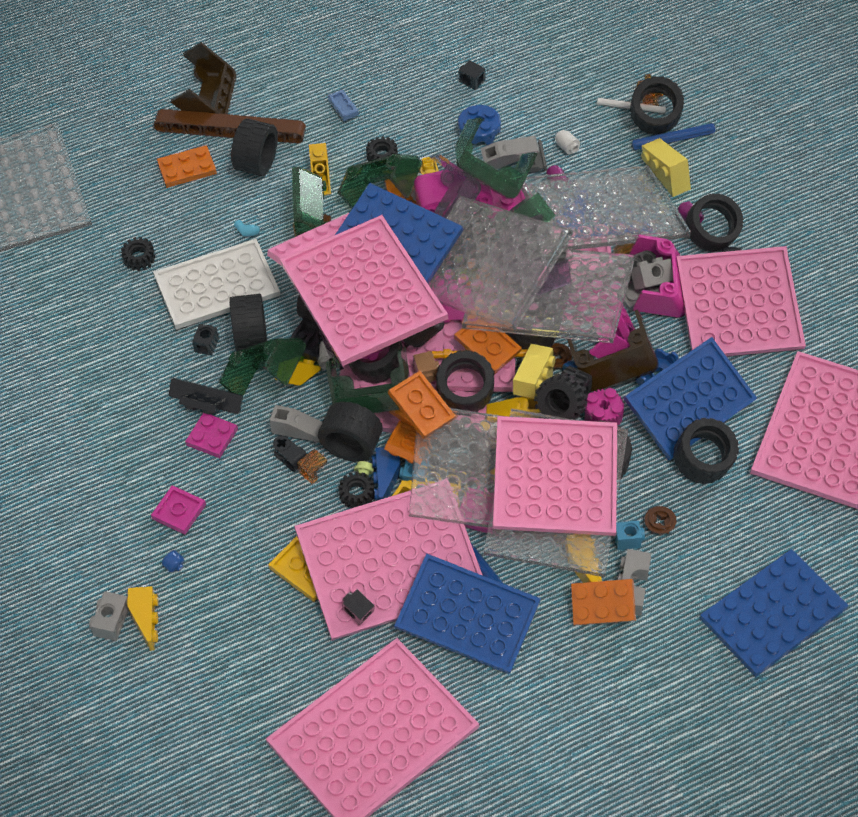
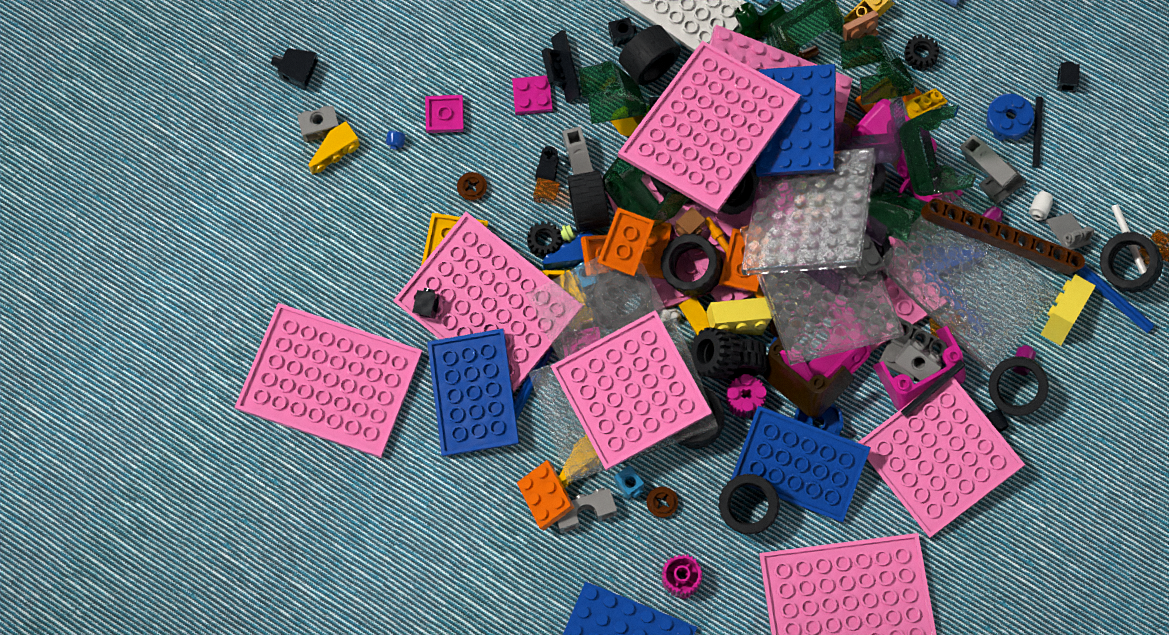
camera: 60 degrees right, 15 degrees up
(38, 607) = (296, 66): none -> black torso
(257, 518) = (473, 178): none -> reddish brown gear
(271, 237) = (755, 24): none -> dark green plate
(334, 175) = (861, 26): none -> nougat plate
(508, 119) = (1037, 132): none -> black bar
(585, 166) = (994, 238): none -> reddish brown beam
(609, 134) = (1070, 232): none -> light grey hinge
(684, 273) = (933, 388): none -> black bar
(740, 535) = (681, 587): none -> dark pink brick

